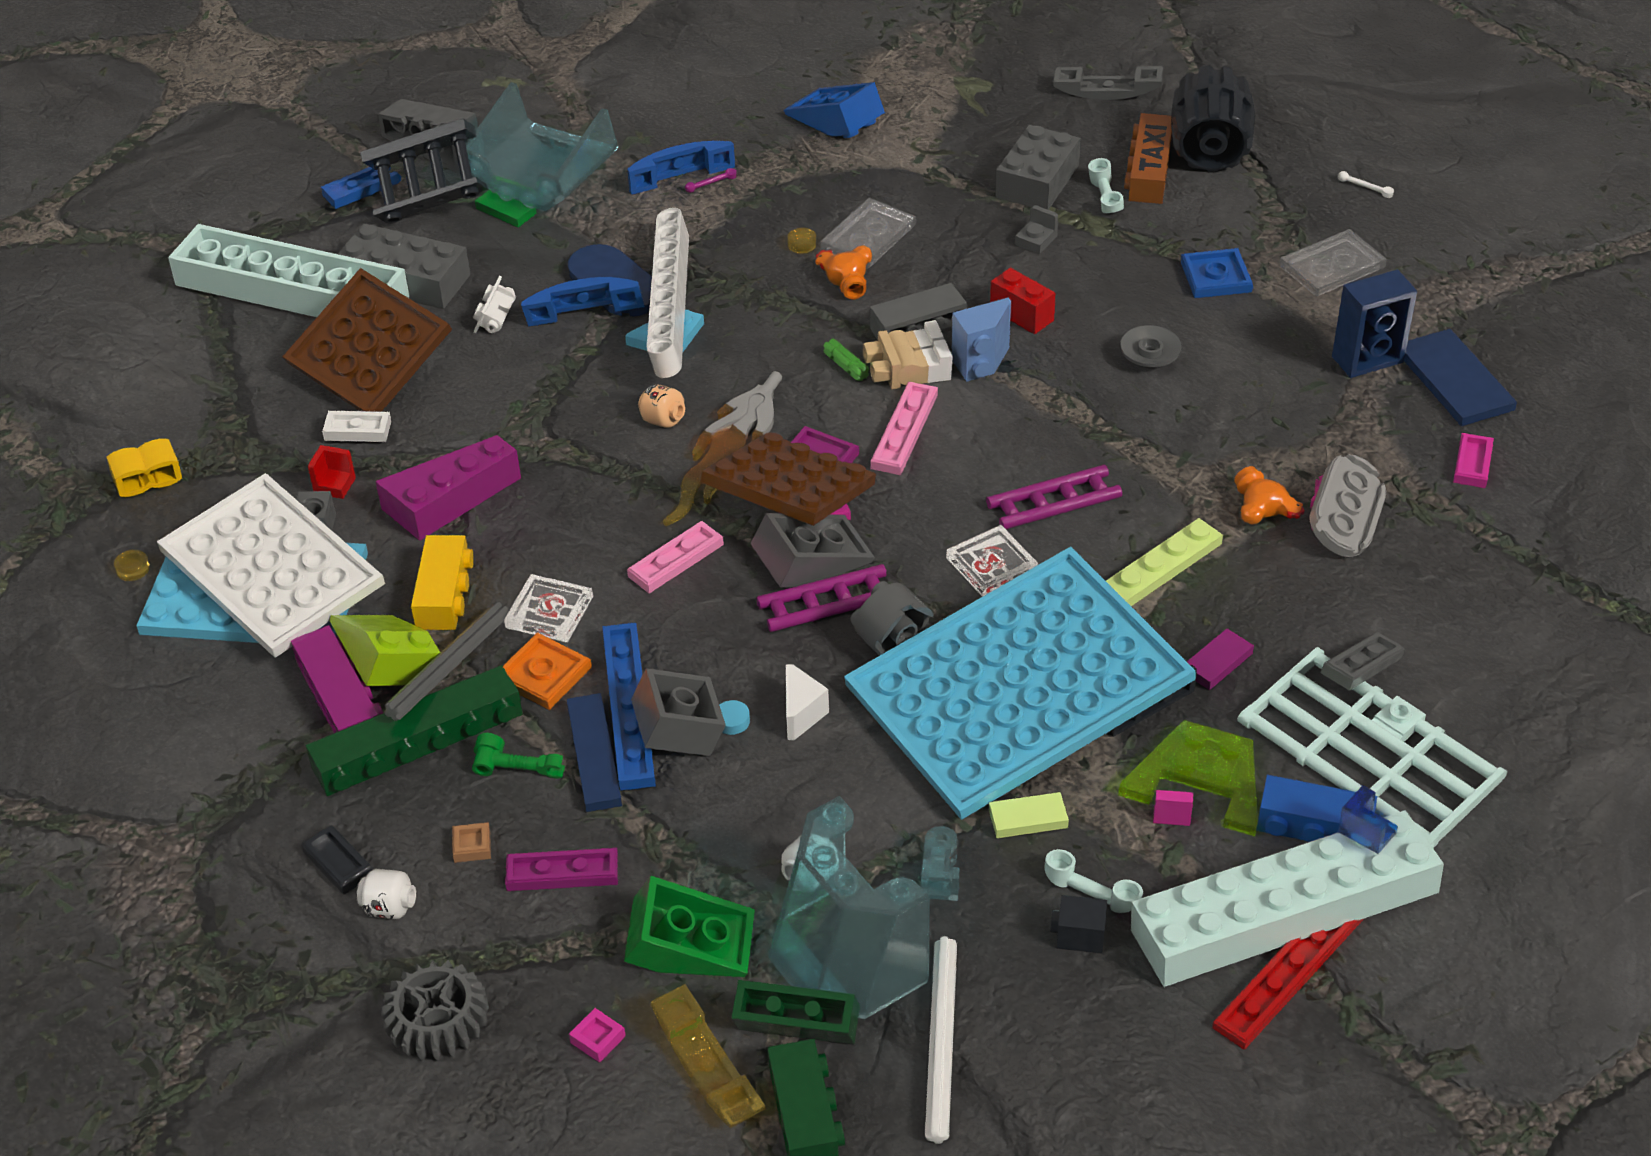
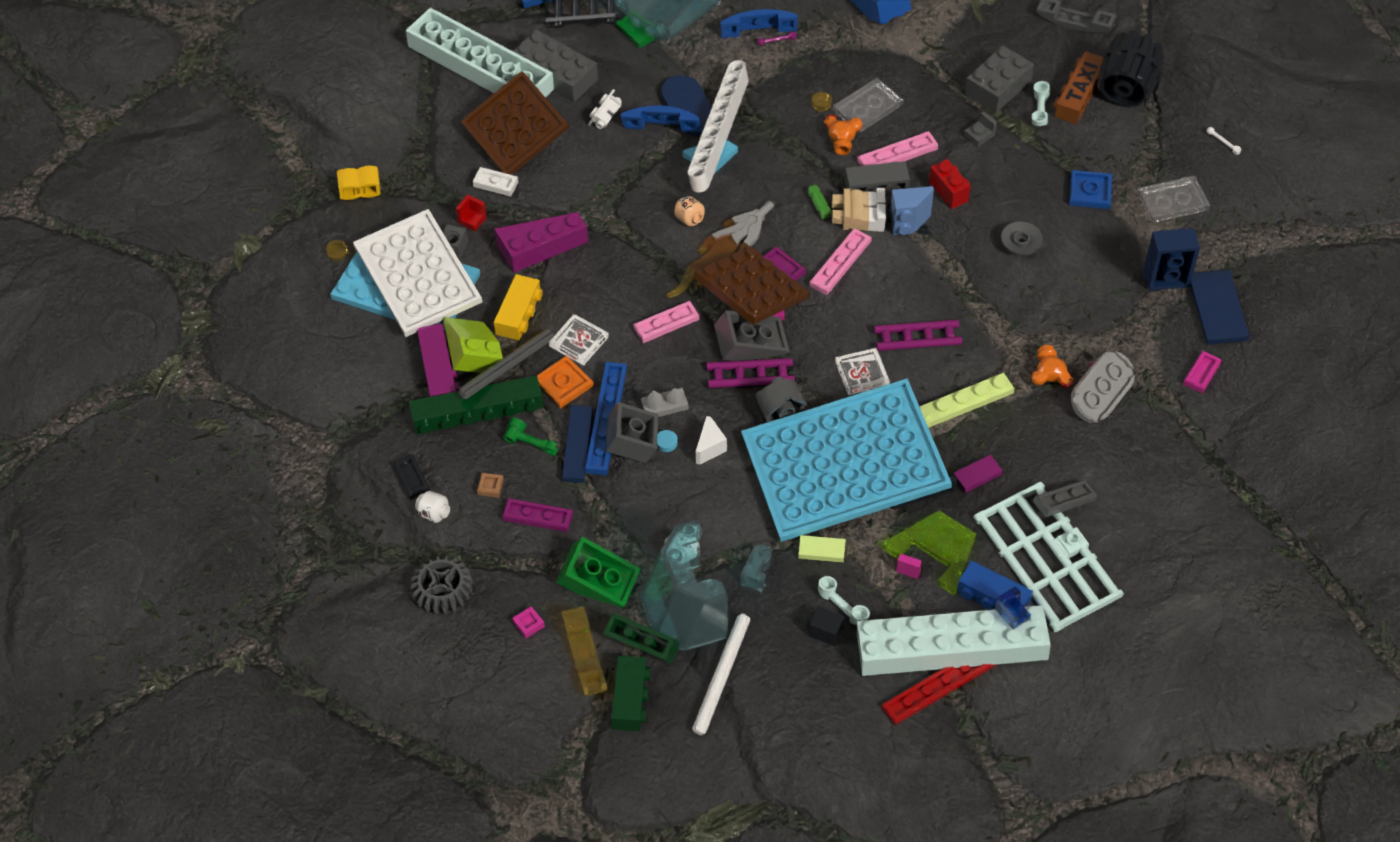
camera: 15 degrees right, 10 degrees up
(717, 662) = (665, 402): none -> light grey tile
(948, 270) = (901, 150): none -> bright pink tile

